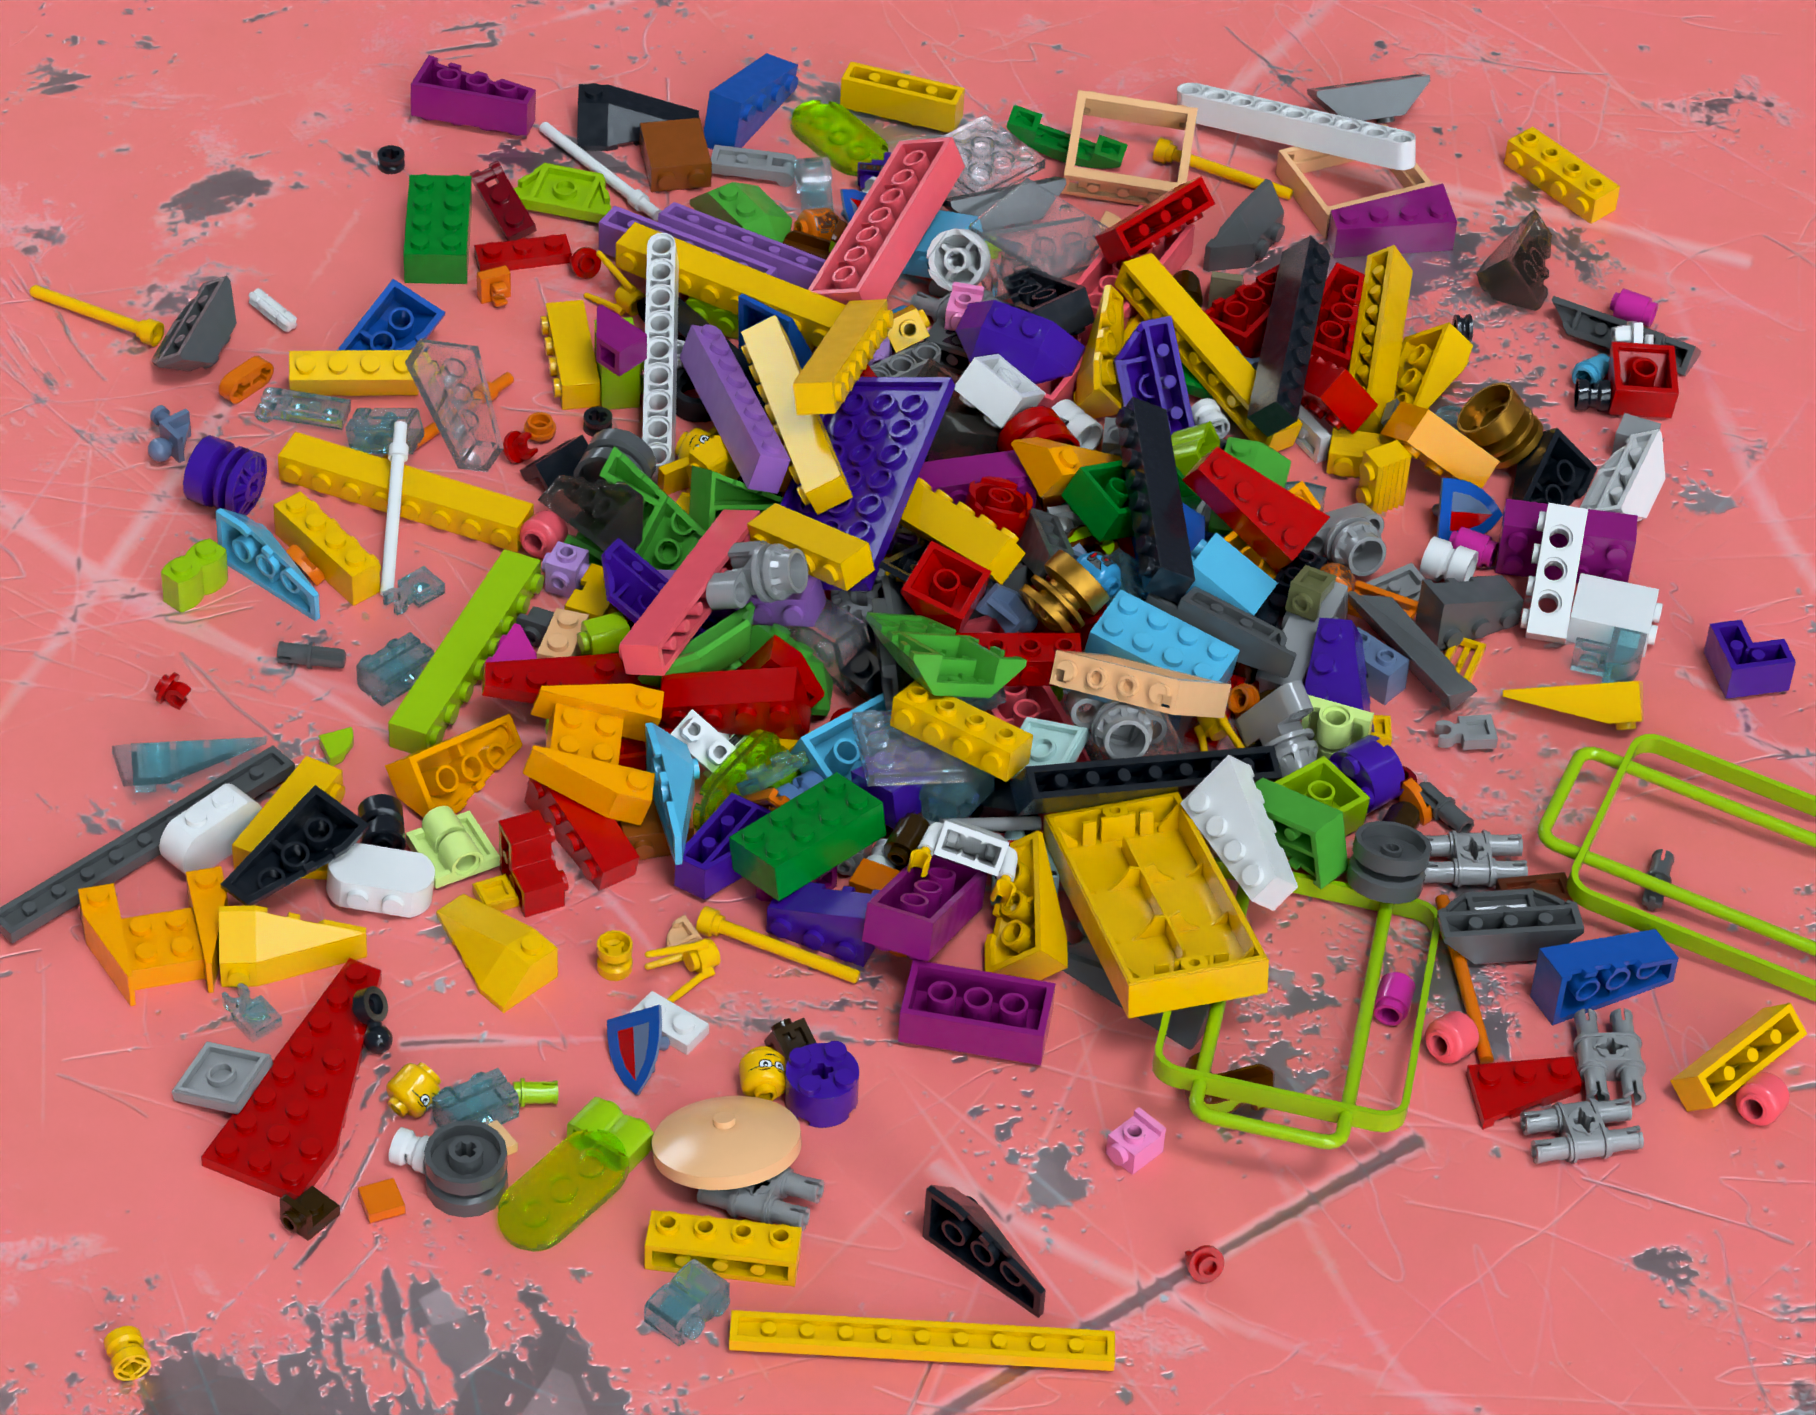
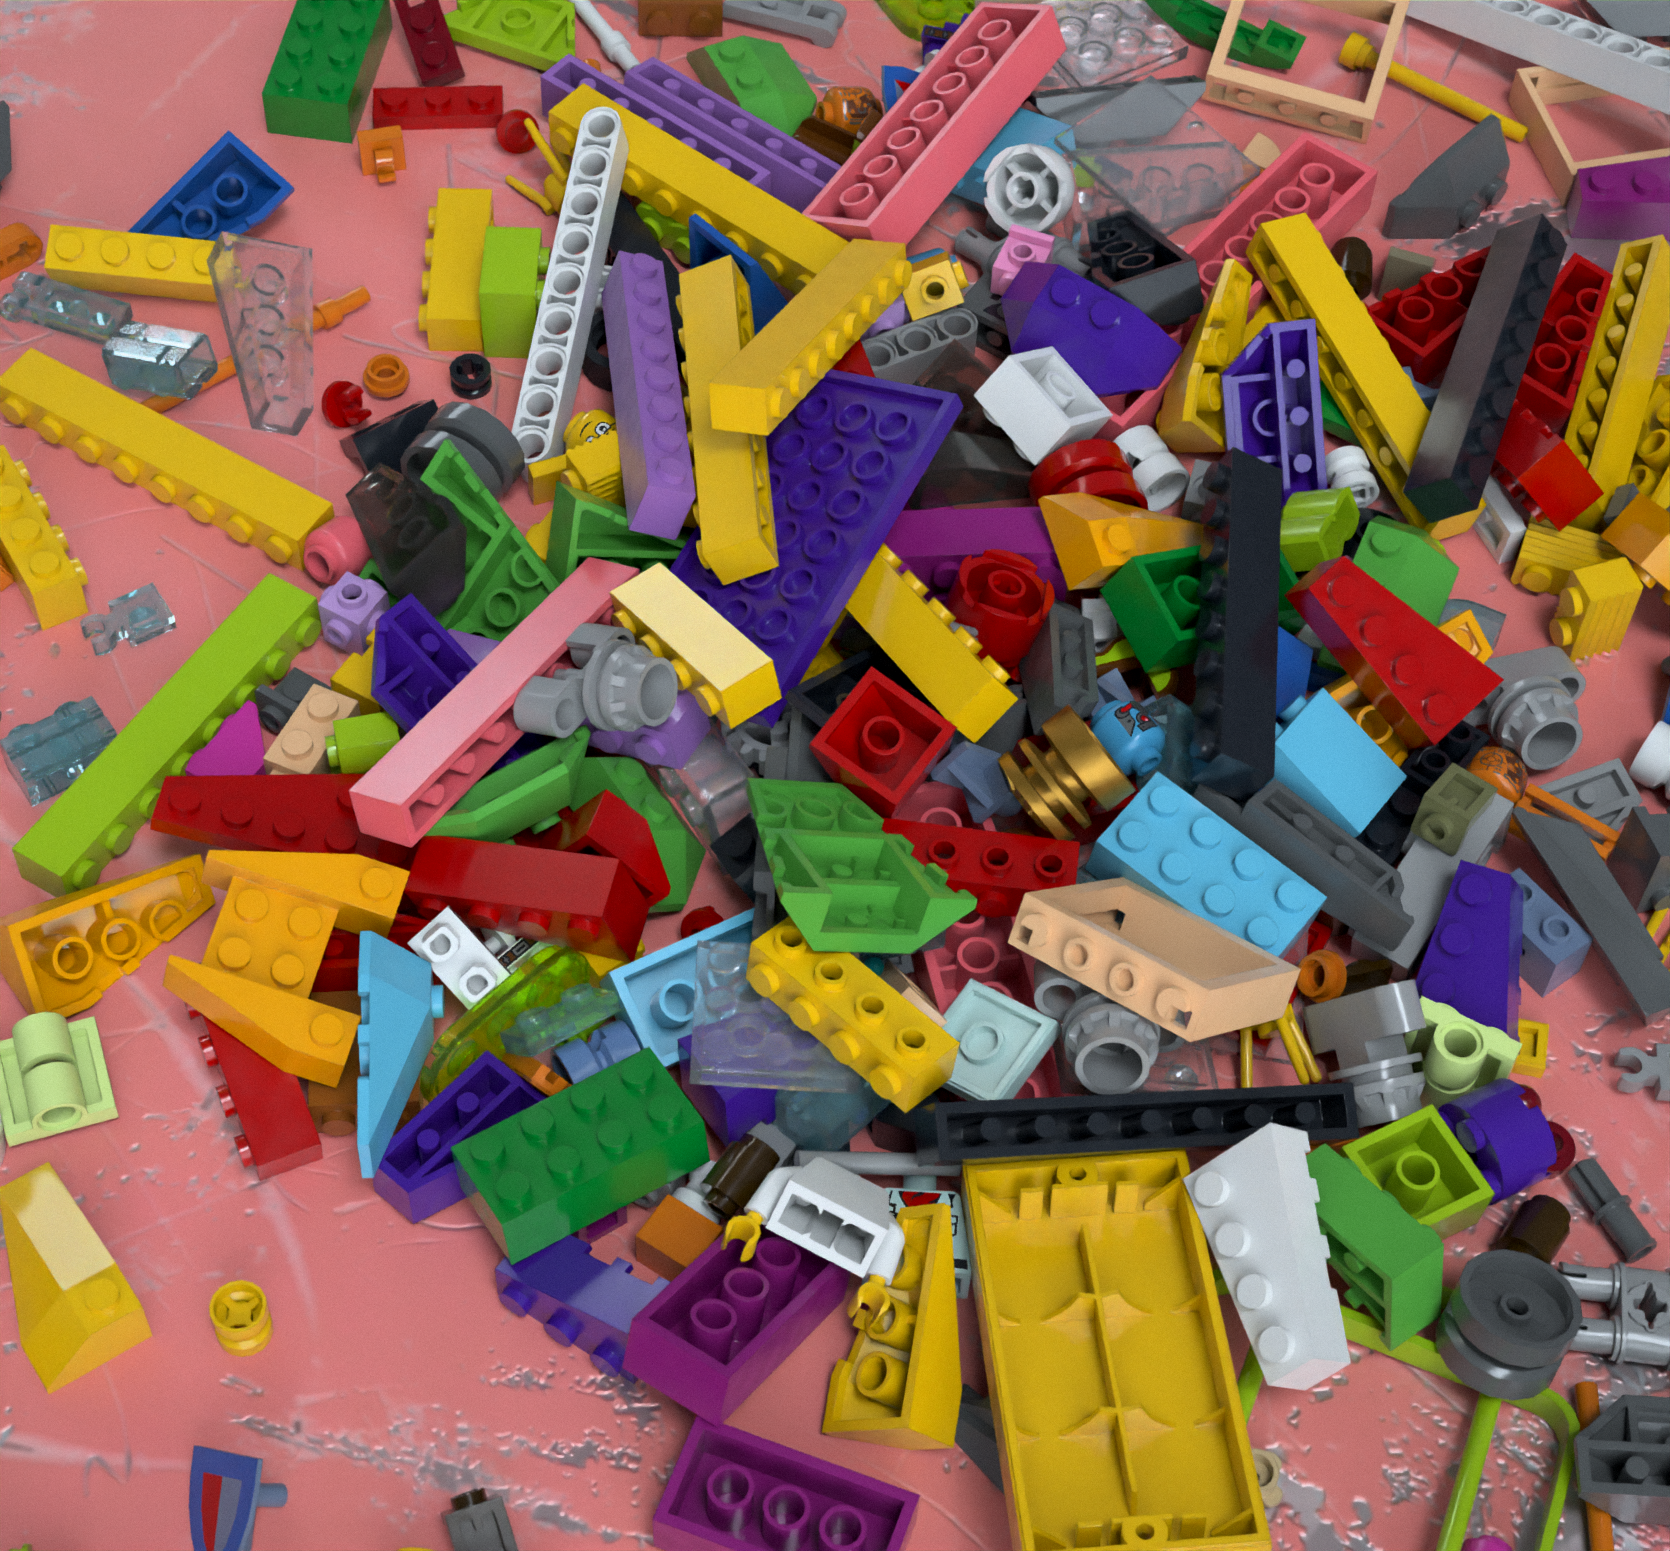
camera: 10 degrees right, 10 degrees up
(272, 310) = (73, 154): white axle -> none
(397, 455) = (154, 404): white bar -> none
(496, 893) = (97, 1170): yellow tile -> none
(531, 863) = (153, 1129): red brick -> none
(618, 342) = (502, 268): magenta slope -> none
(679, 1025) = (298, 1456): white plate -> none
(682, 933) = (360, 1291): light nougat tile -> none
(697, 956) = (372, 1338): yellow plant -> none
(712, 923) = (413, 1274): yellow piece -> none
(814, 182) = (859, 49): clear light blue brick -> none
(1154, 221) = (1319, 162): red brick -> none
(1412, 795) = (1563, 1188): orange tile -> none

